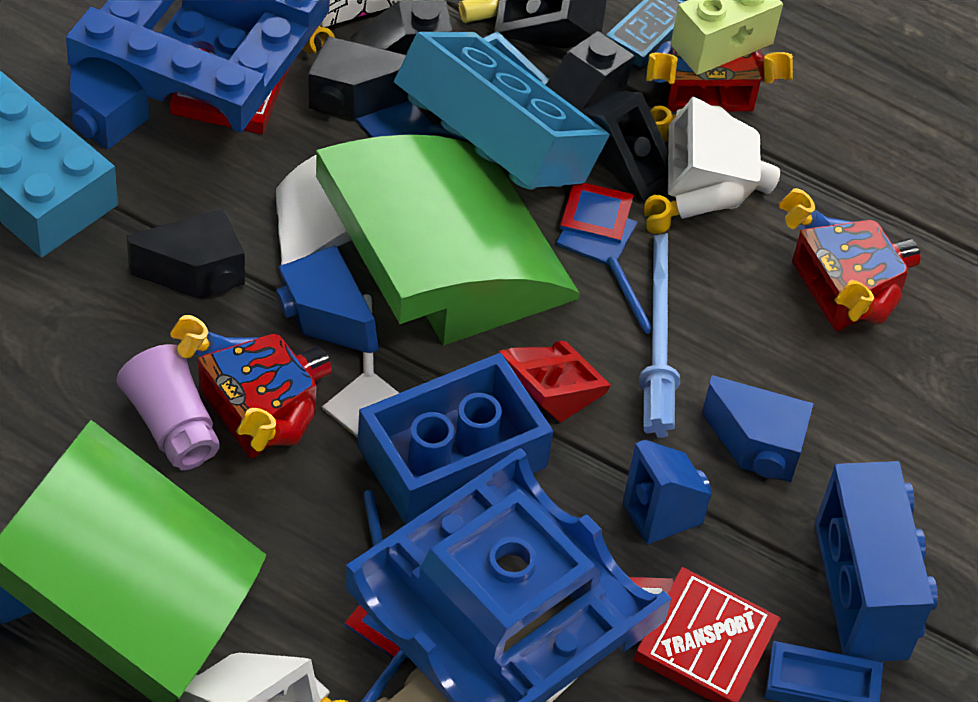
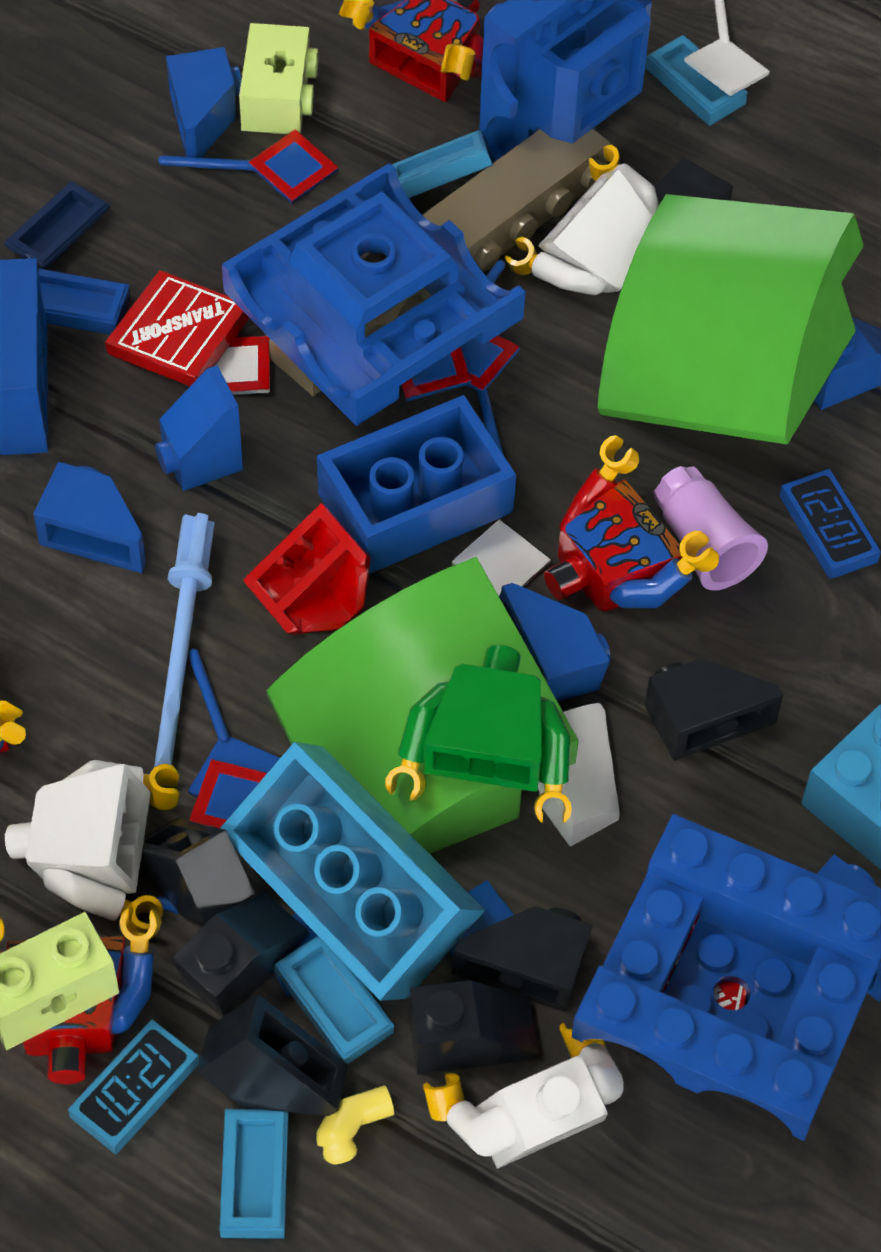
camera: 175 degrees left, 5 degrees up
(41, 423) = (829, 524): none -> tile
(396, 137) = (488, 730): none -> green torso

